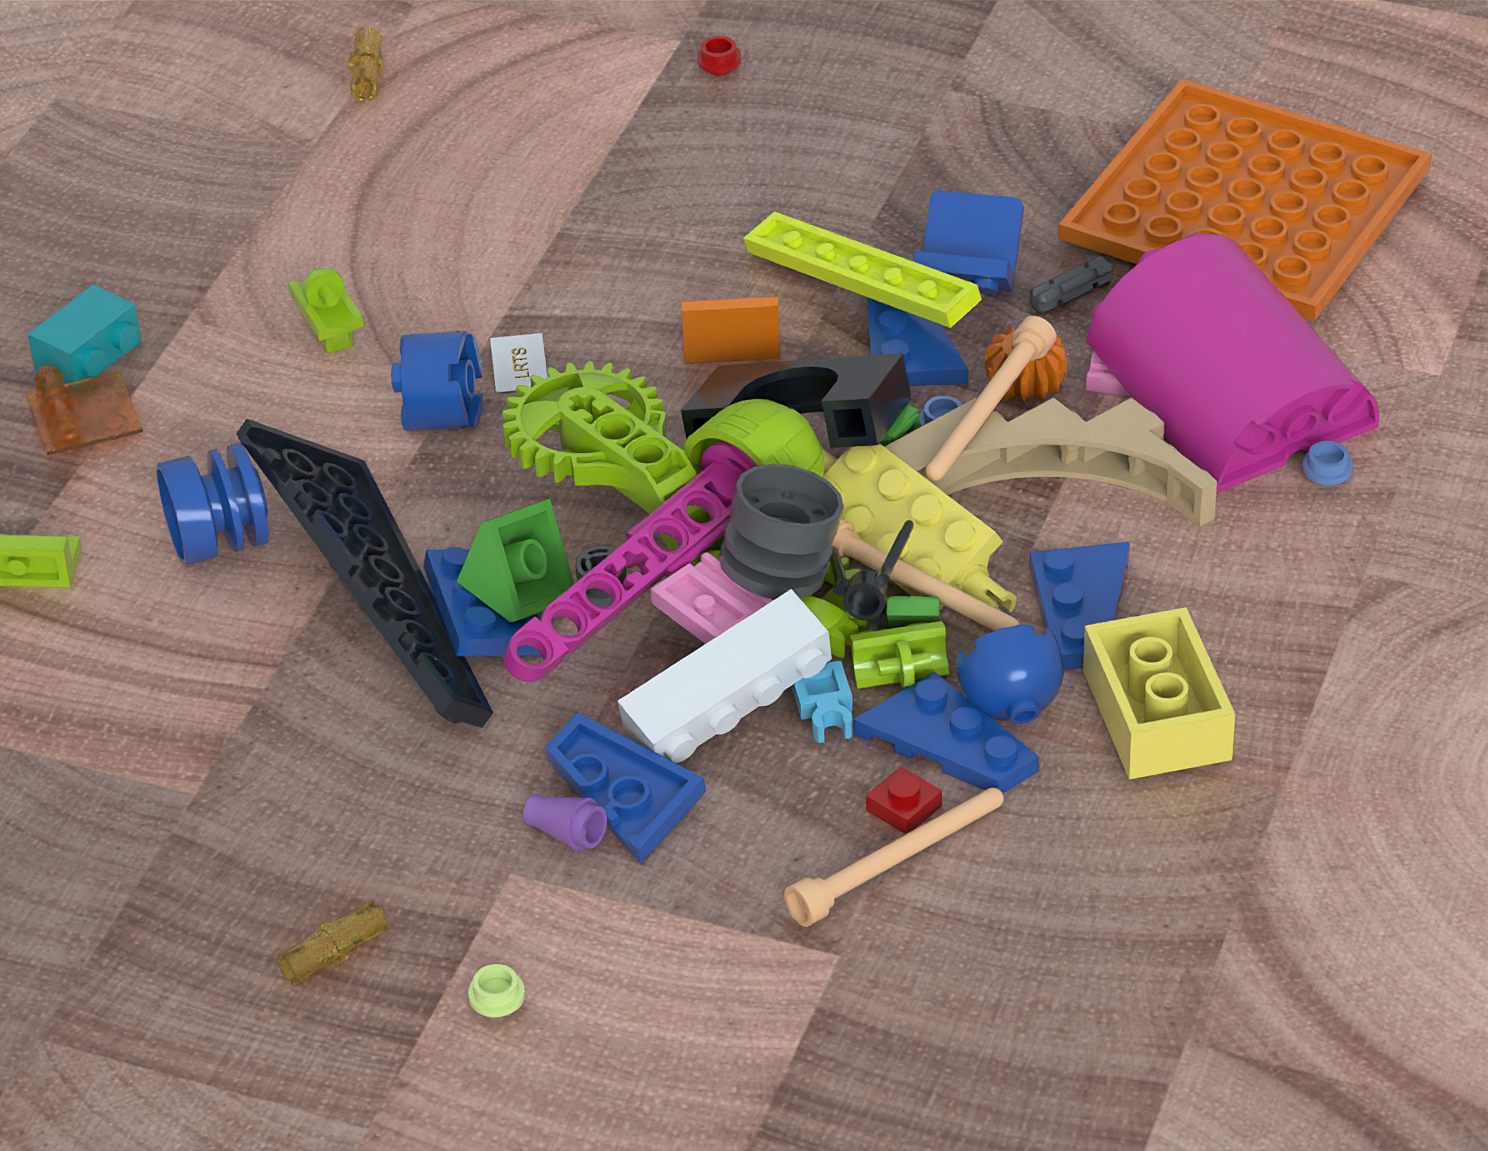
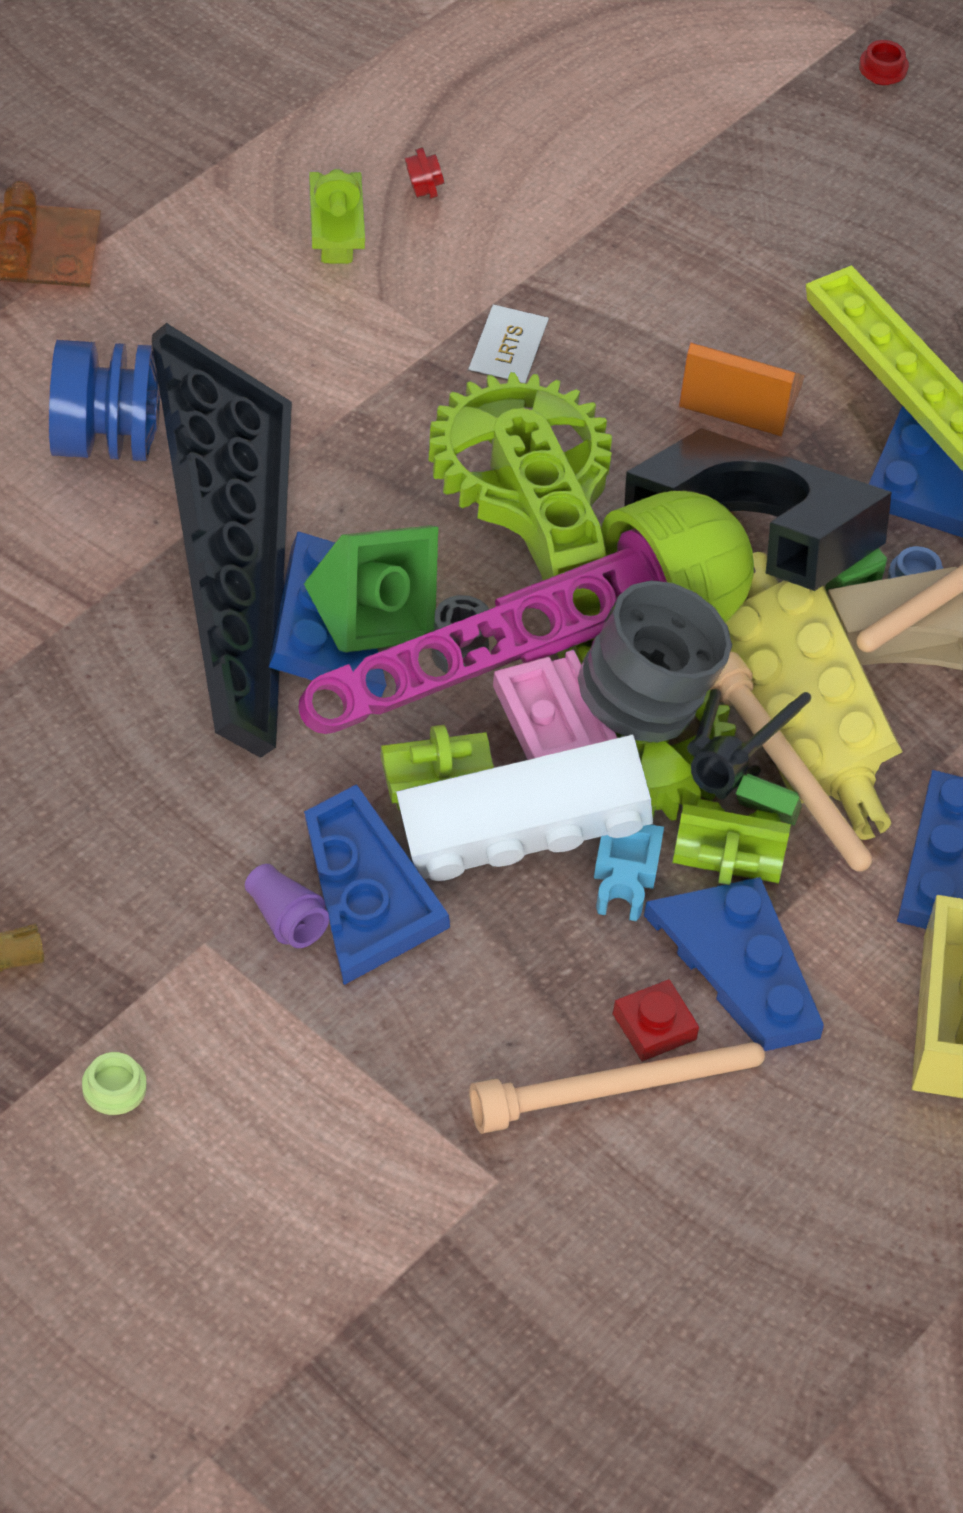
camera: 15 degrees right, 10 degrees up
(86, 335) = (83, 160): teal brick -> none
(381, 256) = (424, 173): none -> red plate
(438, 381) = (403, 340): blue brick -> none
(627, 674) = (434, 759): none -> lime hips
(1012, 673) = (837, 918): blue cylinder -> none

